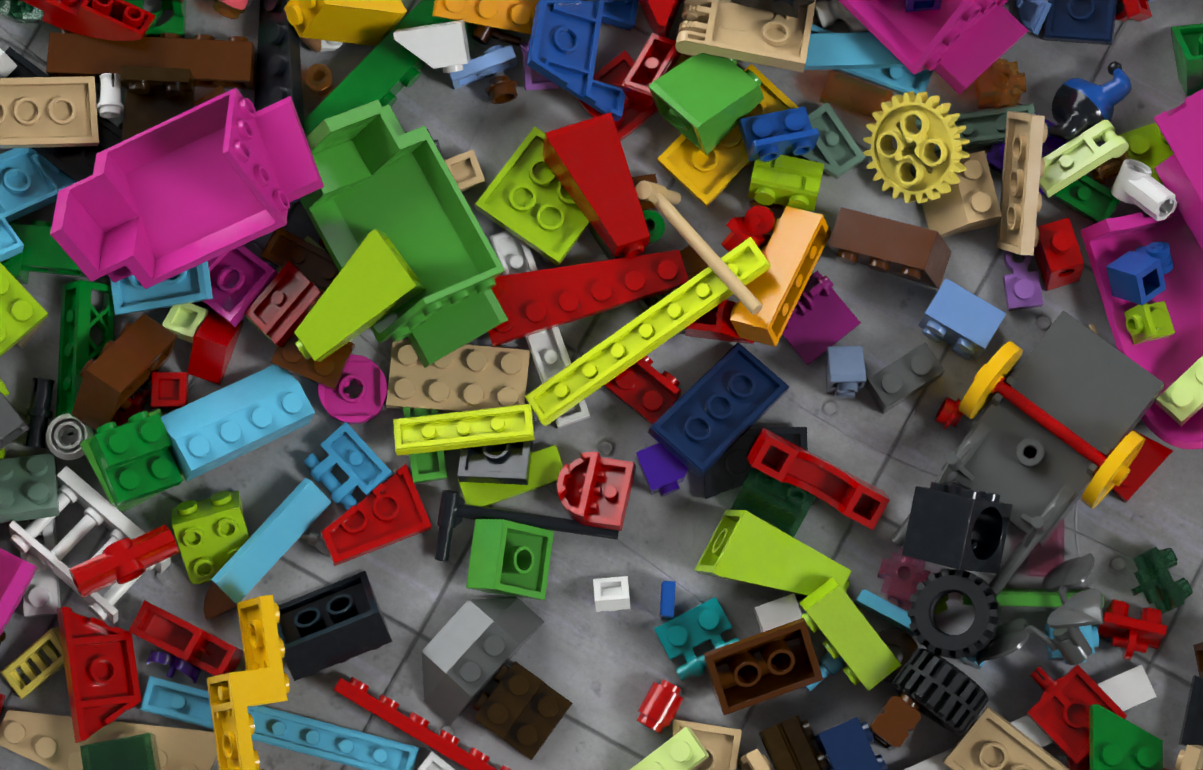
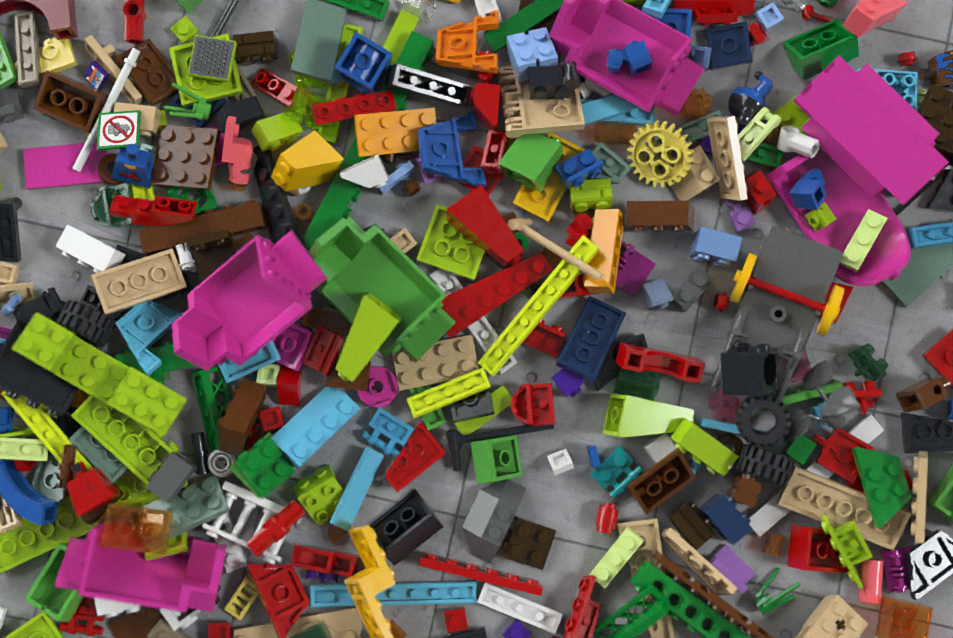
camera: 20 degrees left, 5 degrees up
(1006, 684) = (799, 449): none -> green brick

